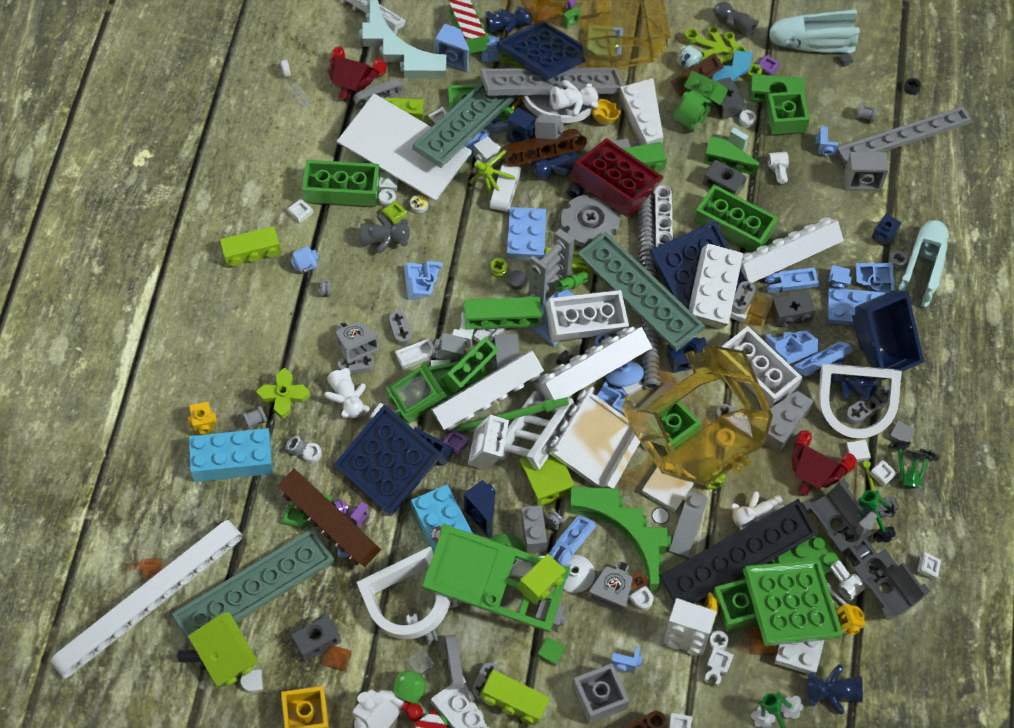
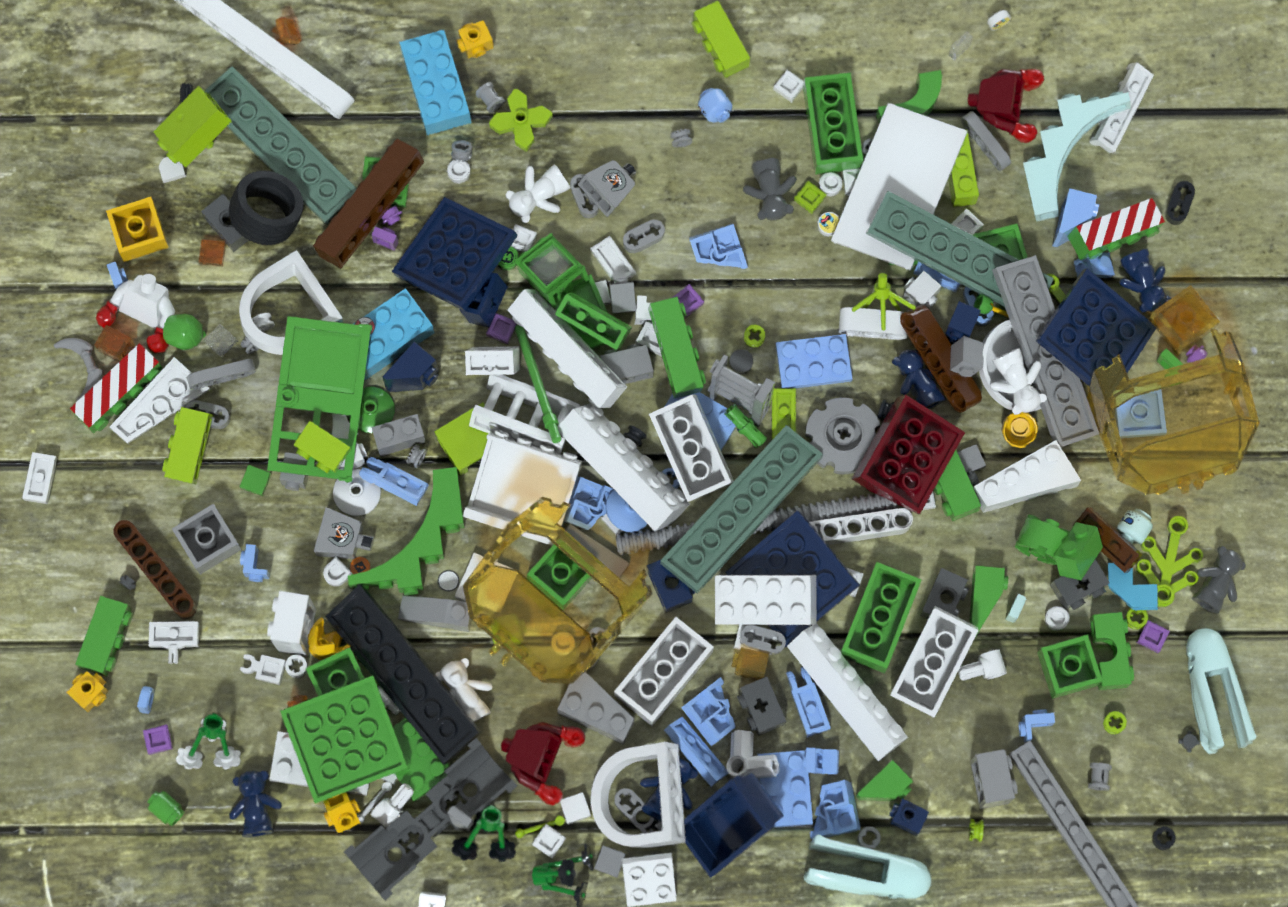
camera: 80 degrees right, 15 degrees up
(316, 614) = (272, 187): none -> black tyre
(335, 124) = (926, 97): none -> bright green arch
(456, 307) = (690, 299): none -> medium lavender tile
(776, 188) = (934, 661): none -> white brick
(825, 102) = (1116, 715): none -> lime bush
(827, 327) = (742, 753): none -> white piece
(860, 240) = (887, 785): none -> bright green slope
(899, 192) = (976, 830): none -> lime bush
(921, 406) = (649, 879): none -> white plate

